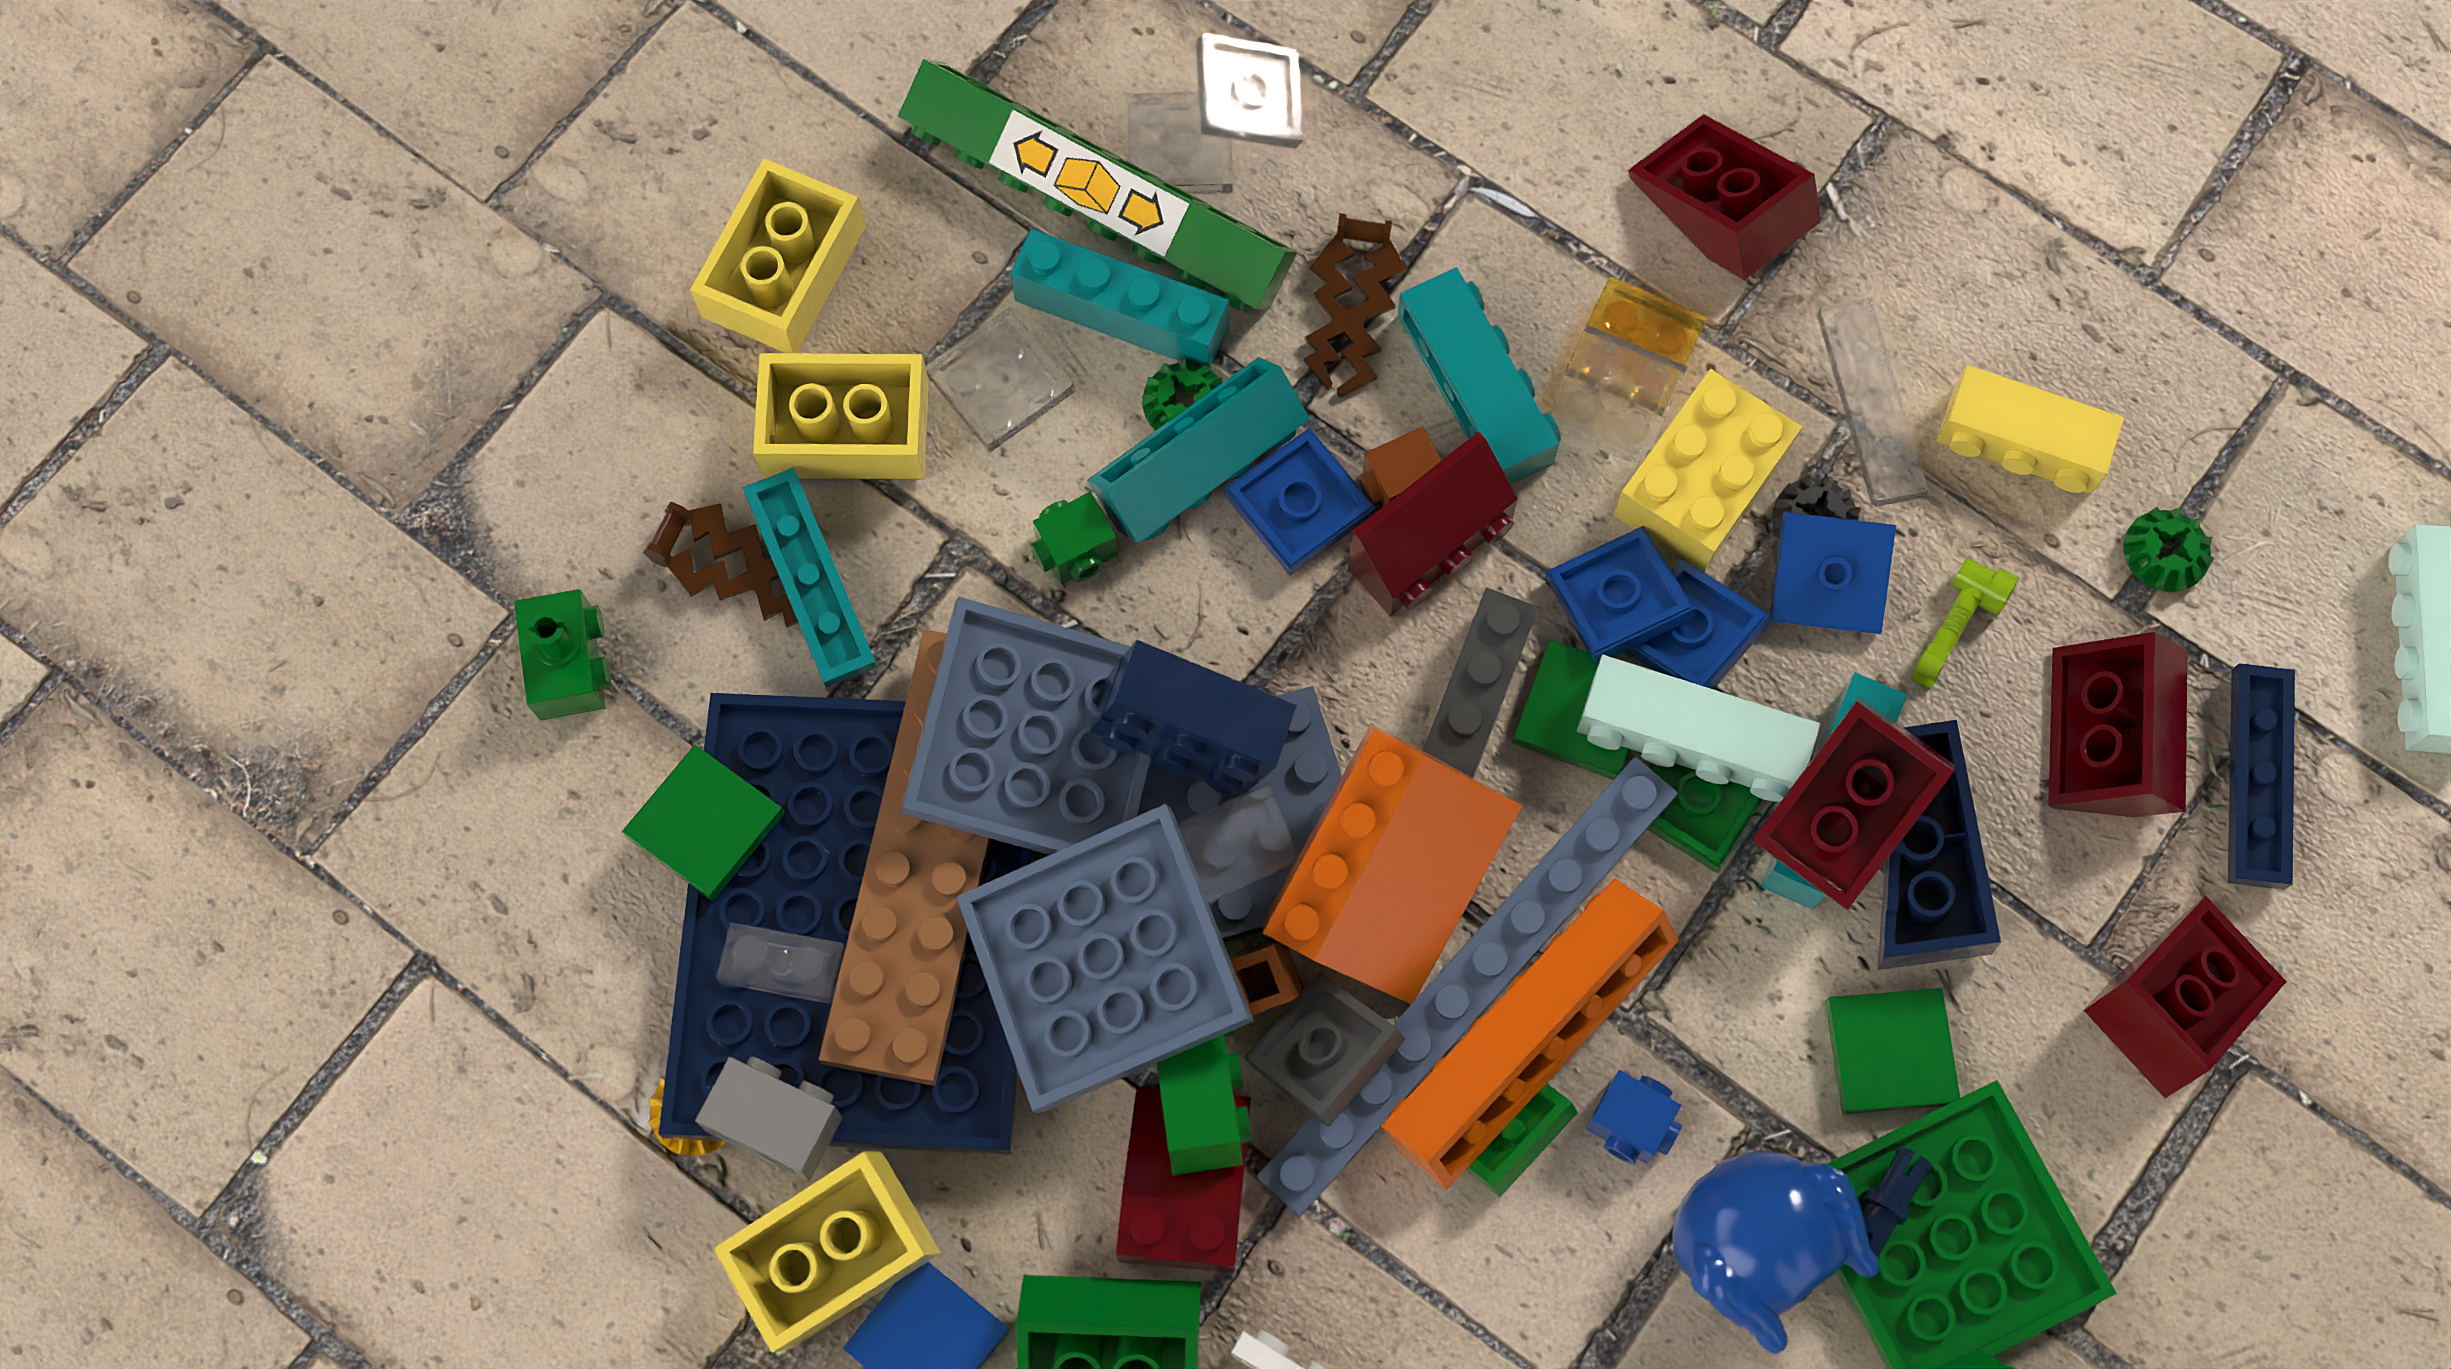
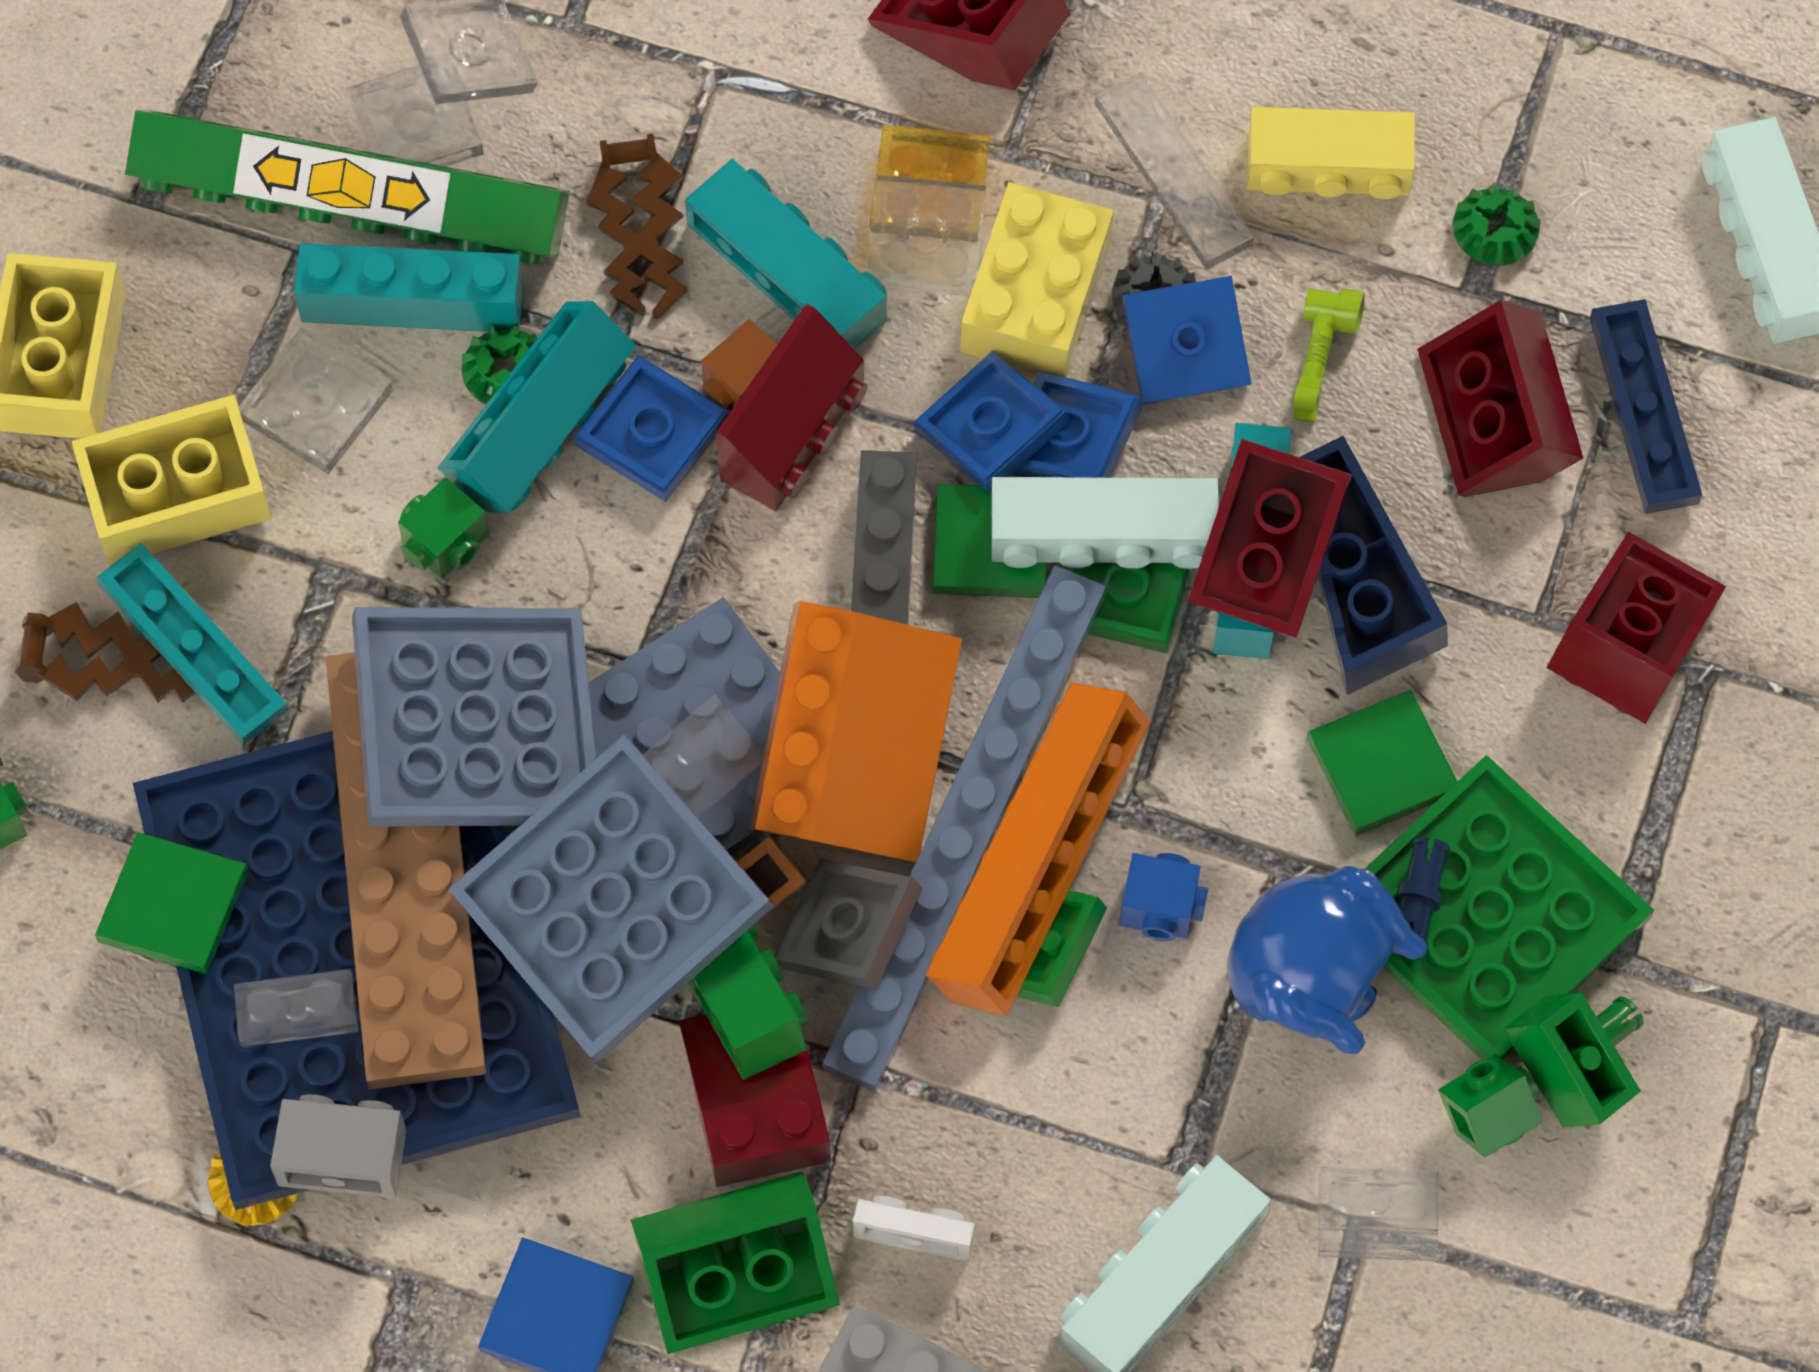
camera: 20 degrees left, 5 degrees down
(826, 1251) = (435, 1254): light yellow brick -> none
(1192, 719) = (621, 651): dark blue piece -> none

